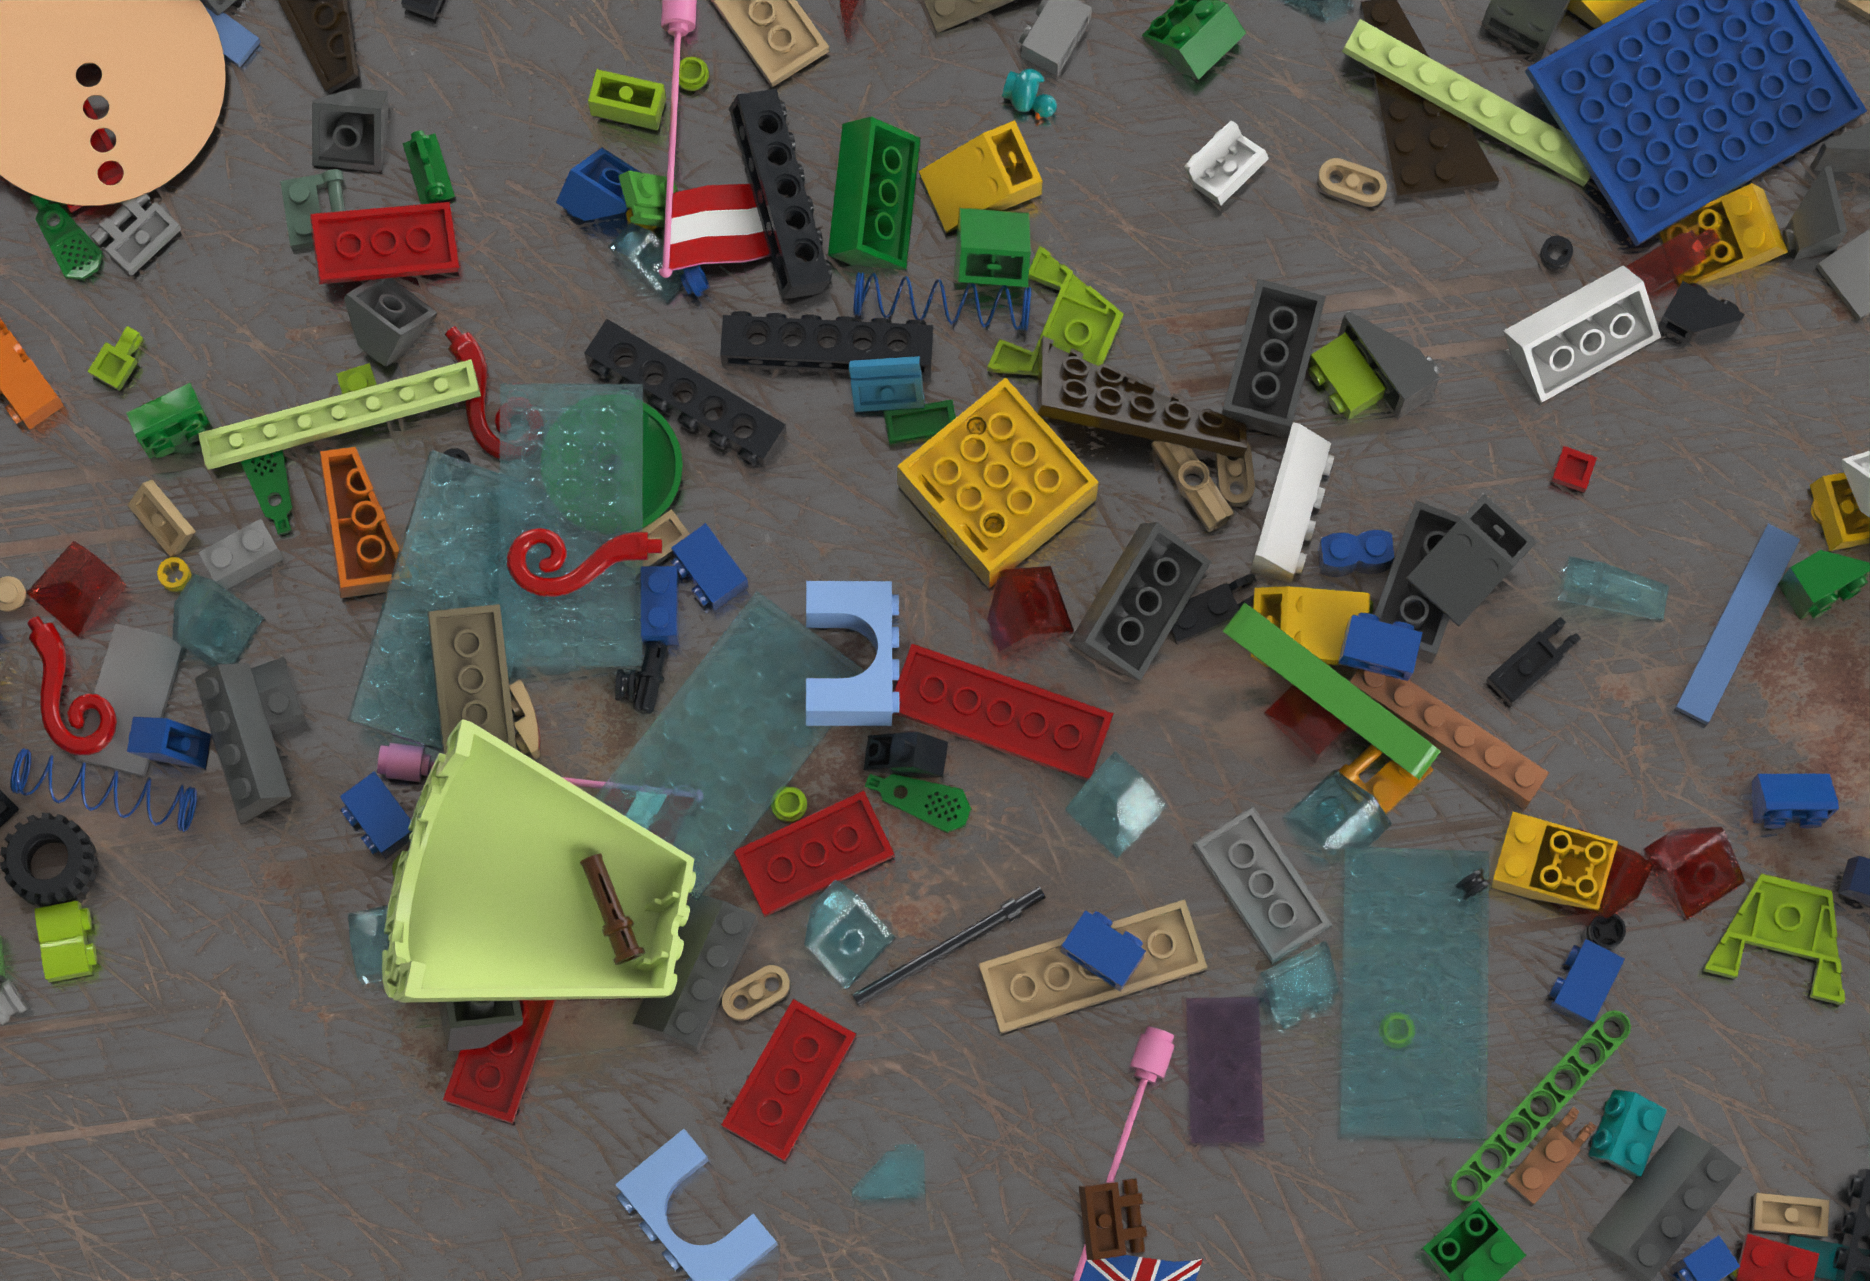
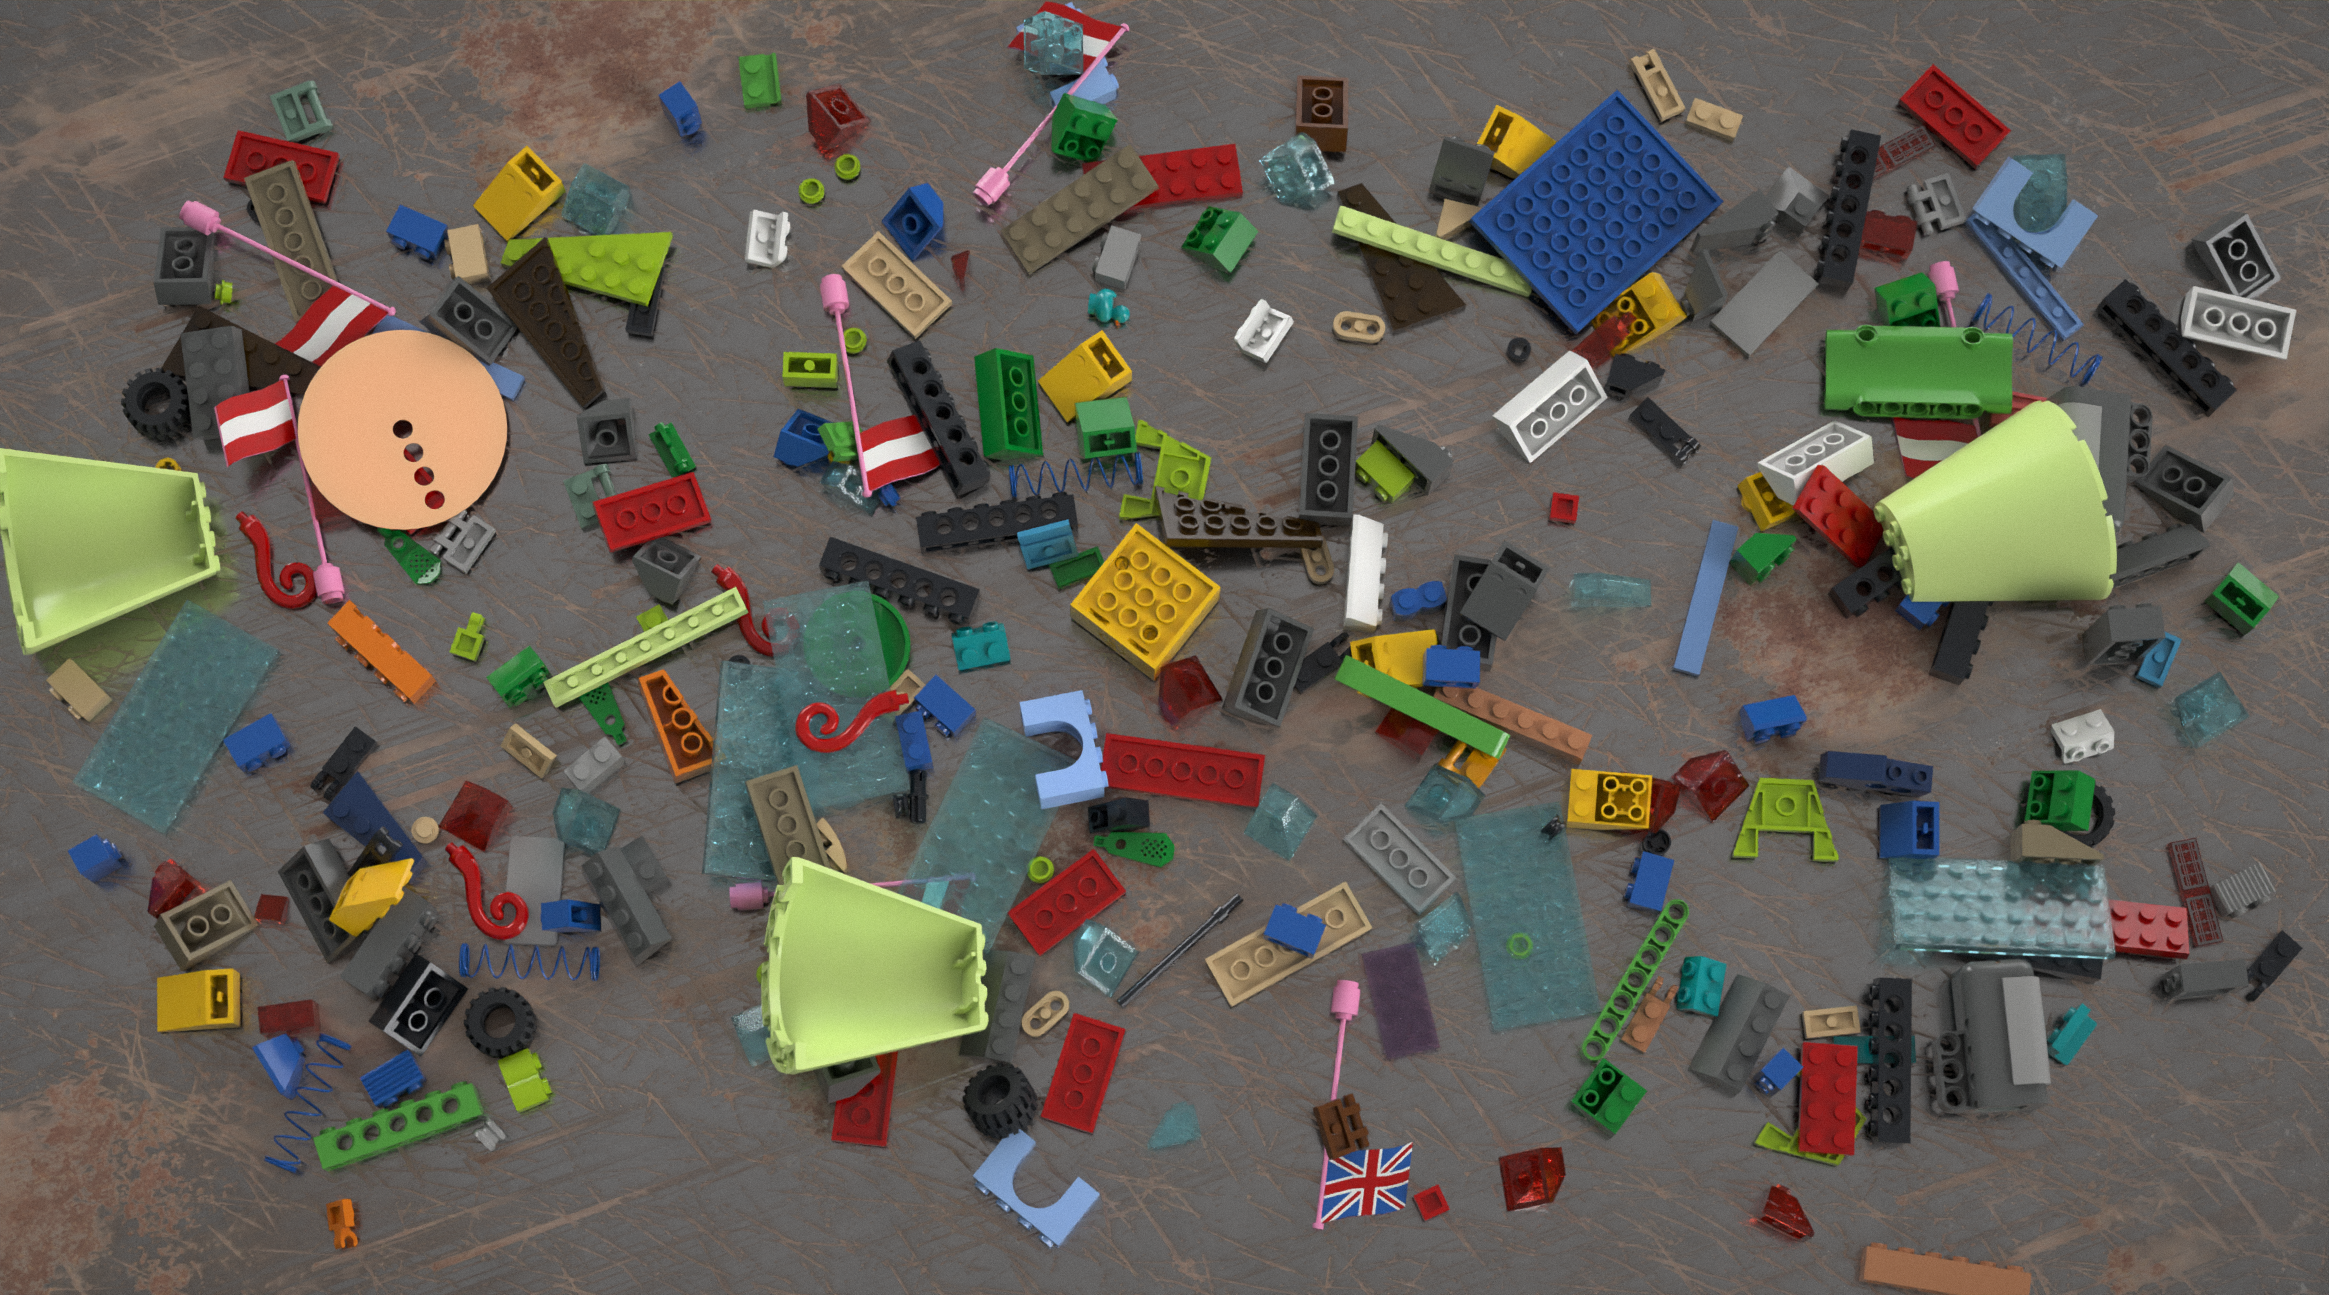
camera: 15 degrees left, 0 degrees up
(168, 564) = (553, 785): yellow bush -> none
(378, 815) = (738, 939): blue brick -> none
(617, 926) = (934, 985): reddish brown pin -> none
(681, 1112) = (1010, 1113): none -> black tyre
(772, 498) = (980, 645): none -> teal bracket
(1203, 498) = (1298, 583): tan piece -> none
(1507, 66) = (1455, 218): none -> tan slope
(1530, 663) = (1561, 657): black hinge -> none
(1727, 395) = (1664, 431): none -> black plate

